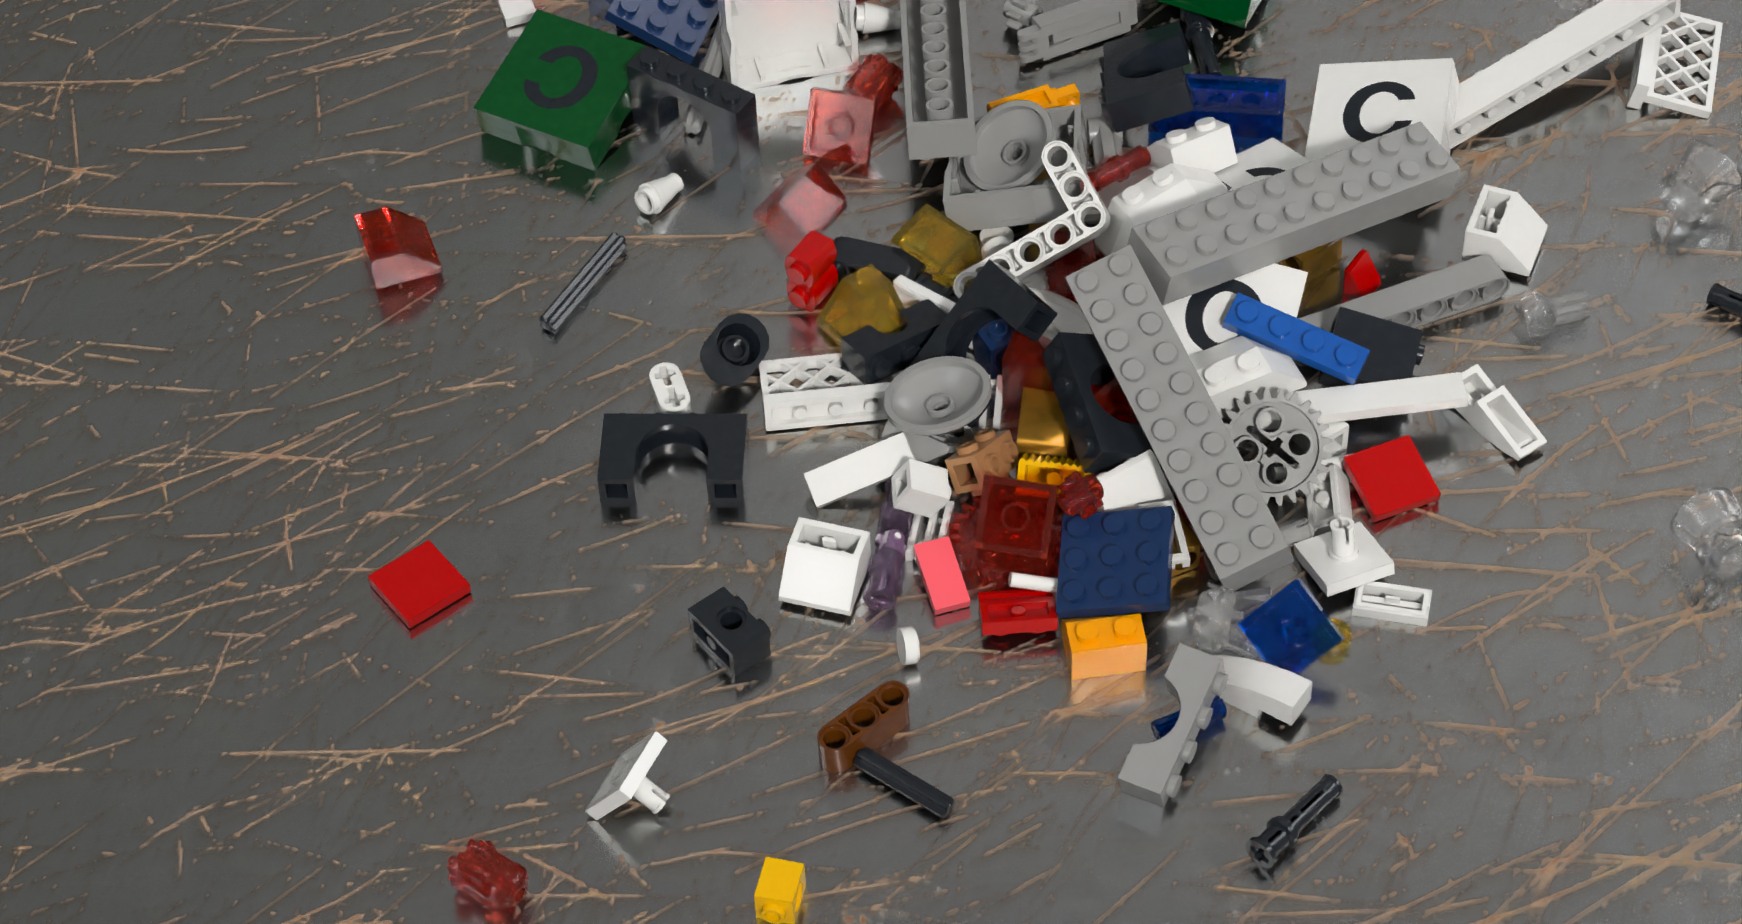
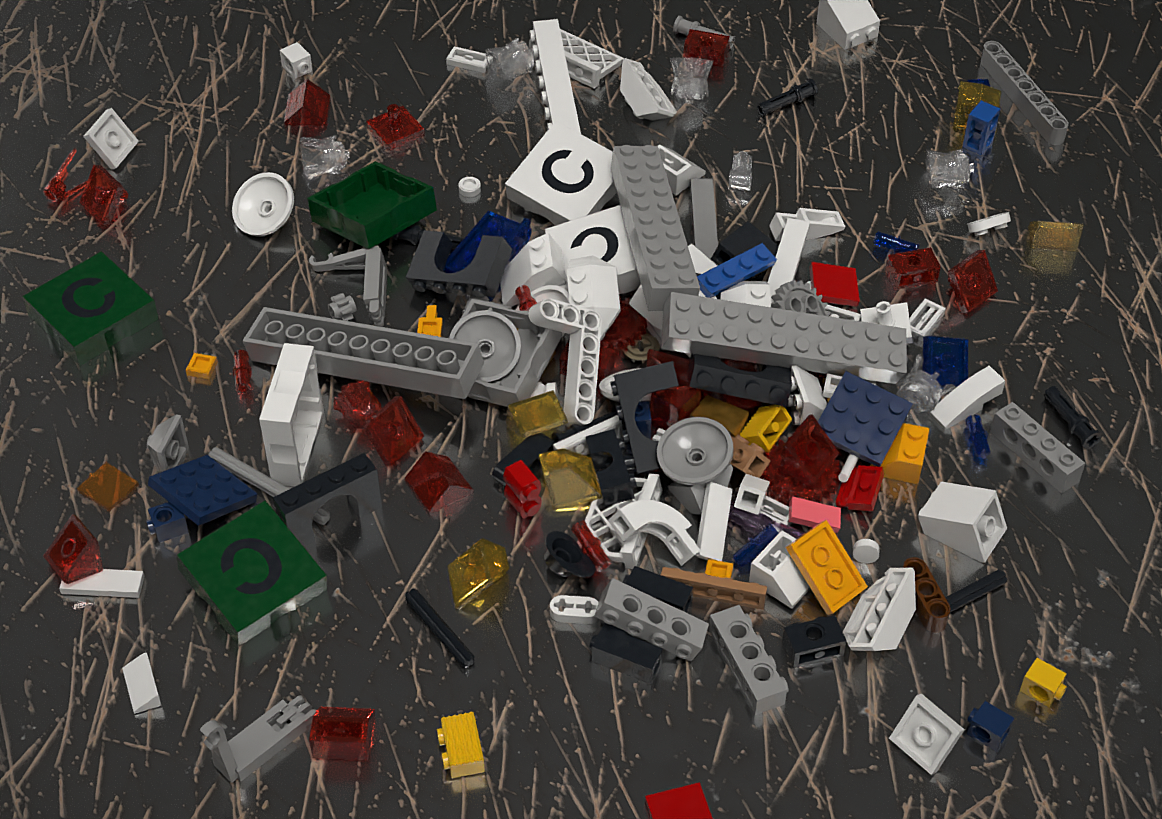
camera: 70 degrees left, 0 degrees up
(345, 186) = (259, 740): none -> light grey hinge
(392, 75) = (141, 684): none -> white slope
(425, 355) = (462, 745): none -> yellow brick
(657, 193) = (382, 556): white cone -> none
(665, 398) = (651, 620): none -> light grey brick
(668, 573) = (760, 694): none -> light grey brick
(677, 284) = (476, 570): none -> clear yellow slope
(681, 849) = (989, 725): none -> dark blue brick
(762, 367) = (591, 545): none -> clear red pin
(768, 518) = (719, 588): none -> medium nougat plate
(795, 506) = (719, 568): none -> light orange tile
(795, 689) = (883, 612): none -> white wedge
(814, 387) = (659, 520): none -> white arch
(840, 600) = (826, 567): none -> light orange plate
(854, 520) = (755, 545): none -> clear blue axle
(1014, 736) = (964, 519): none -> white slope
(1080, 495) = (818, 407): clear red gear -> none
(1154, 767) = (977, 417): light grey arch -> none
(1200, 787) = (1037, 447): none -> light grey brick
(1330, 50) = (469, 187): none -> white tile
(1481, 556) = (912, 268): none -> clear red brick
(1486, 625) = (972, 281): none -> clear red tile
(1524, 527) = (894, 243): none -> clear blue axle
(1641, 155) = (644, 93): none -> white wedge
(1658, 632) = (997, 221): none -> white plate
(1681, 710) = (1055, 235): none -> clear yellow slope

